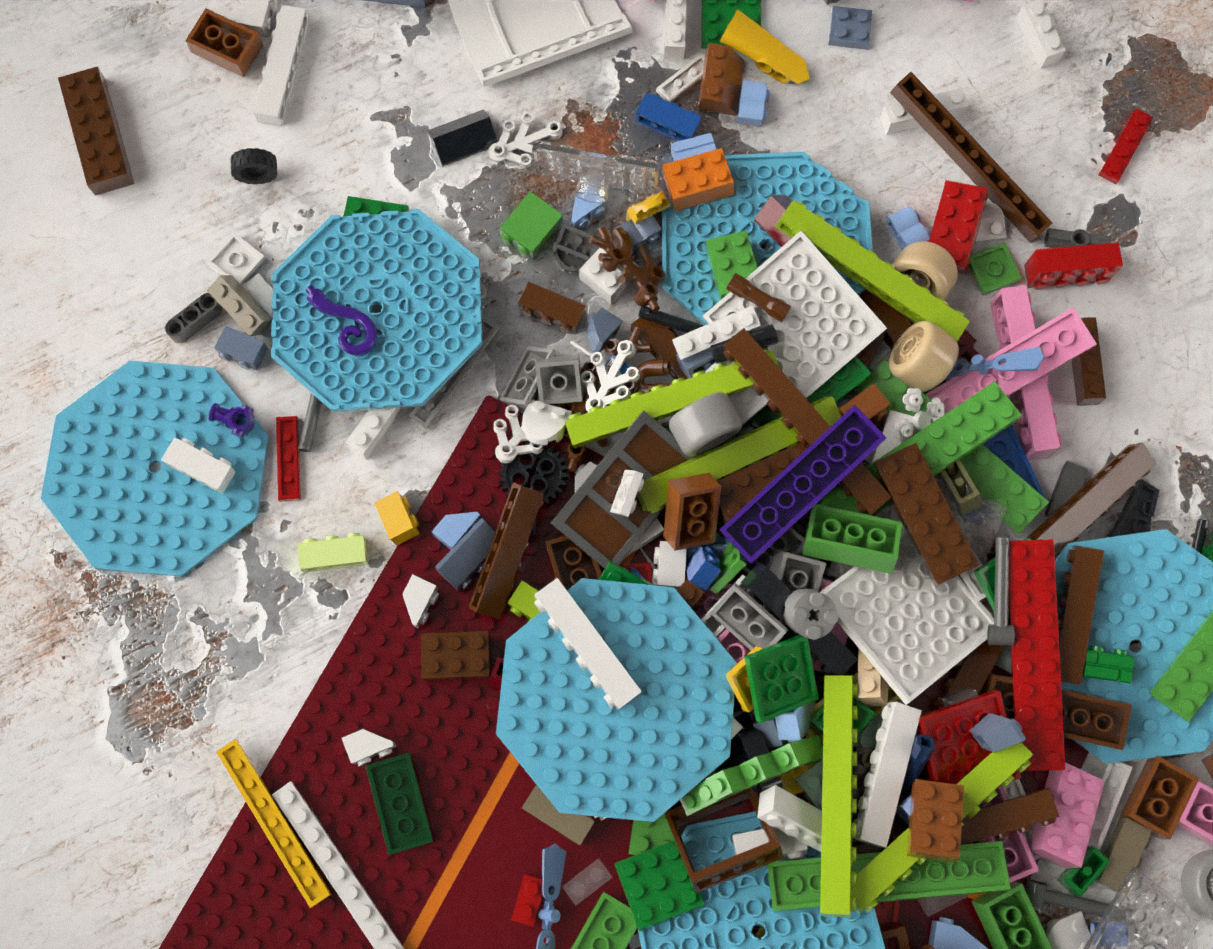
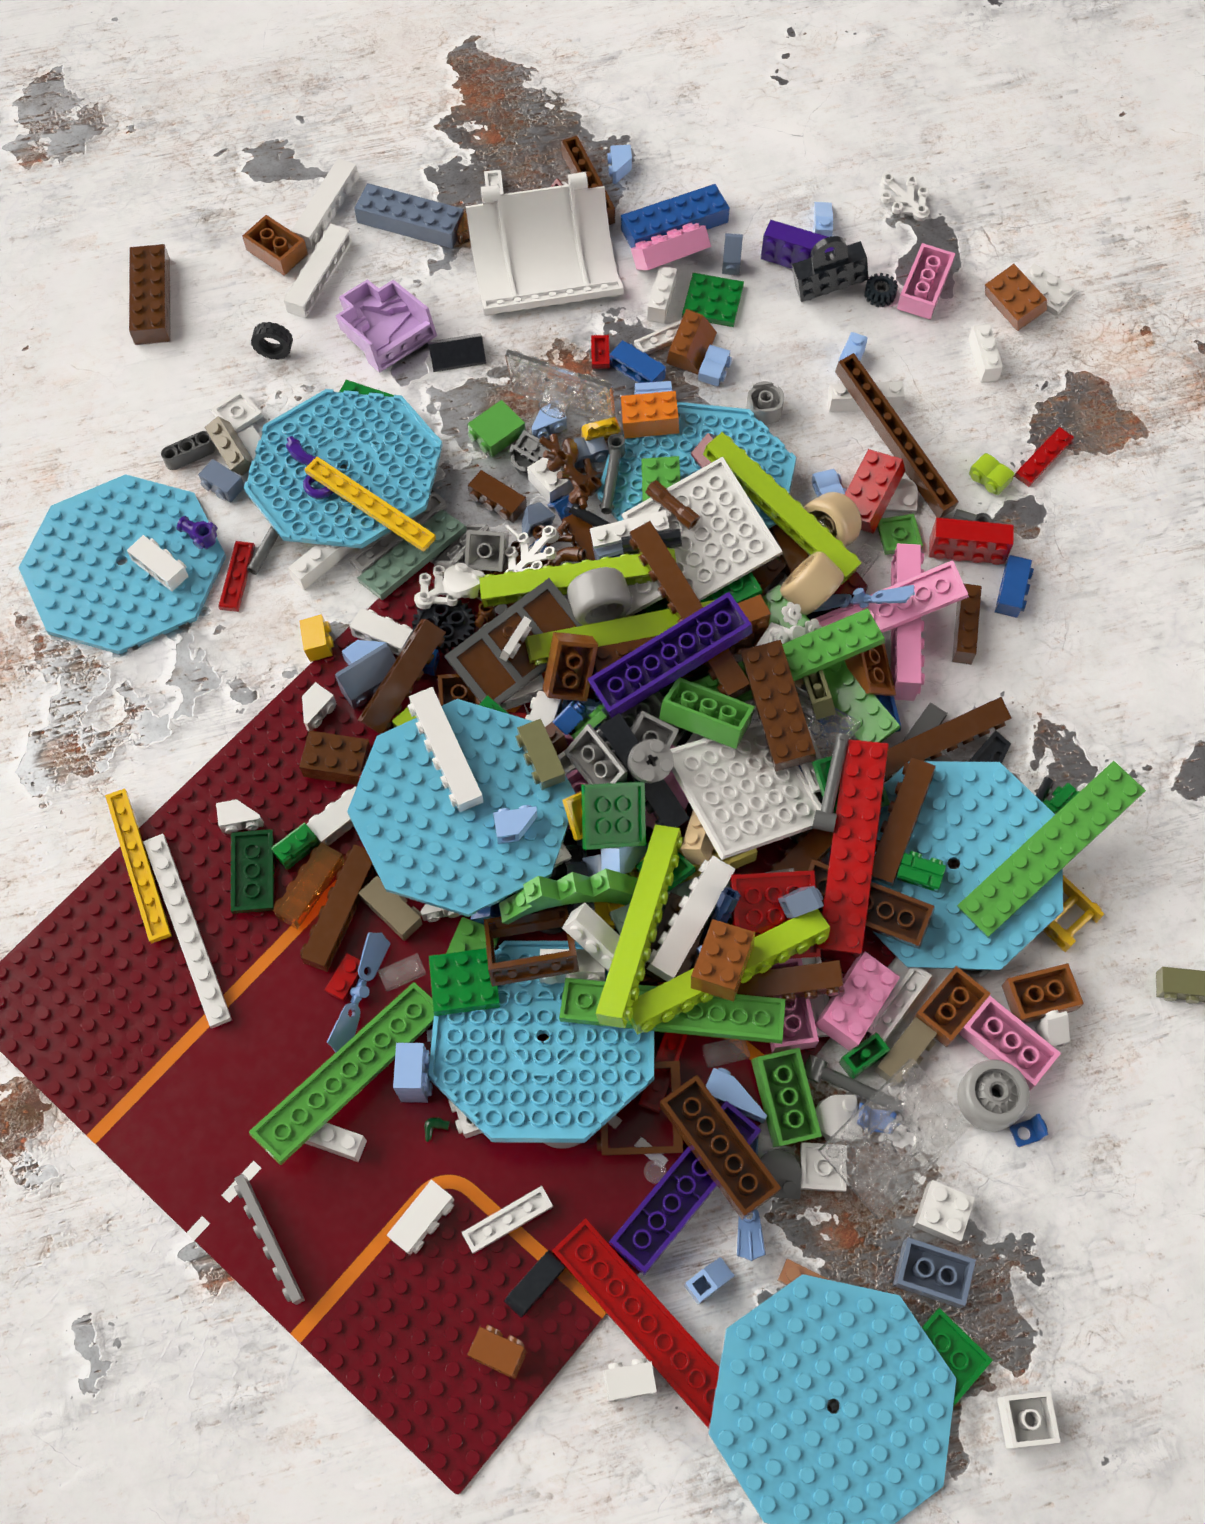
camera: 15 degrees right, 10 degrees down
(333, 553) = (253, 657): yellowish green brick -> none
(374, 118) = (385, 322): none -> lavender panel
(421, 354) = (370, 504): none -> yellow plate
(439, 767) = (295, 846): none -> green brick
(464, 807) = (309, 885): none -> clear orange brick
(468, 497) = (372, 627): none -> white brick
(475, 723) = (334, 820): none -> white brick
(476, 395) = (407, 559): none -> sand green plate
(504, 828) = (339, 910): none -> reddish brown brick
(521, 141) = (491, 366): white plant -> none
(622, 108) = (600, 351): none -> red plate
(627, 307) = (562, 506): none -> blue bracket
(674, 259) = (616, 447): none -> dark grey piece
(681, 714) = (513, 824): none -> light blue slope
(689, 628) = (540, 754): none -> olive brick
(767, 51) = (737, 326): yellow panel -> none
(819, 139) = (766, 402): none -> light grey brick
(850, 27) = (816, 322): sand blue plate -> none
(898, 60) = (855, 344): none -> light blue brick
(1009, 449) = (873, 671): none -> dark orange slope
(1076, 178) = (991, 474): none -> lime brick
(1125, 307) = (1014, 586): none -> blue brick

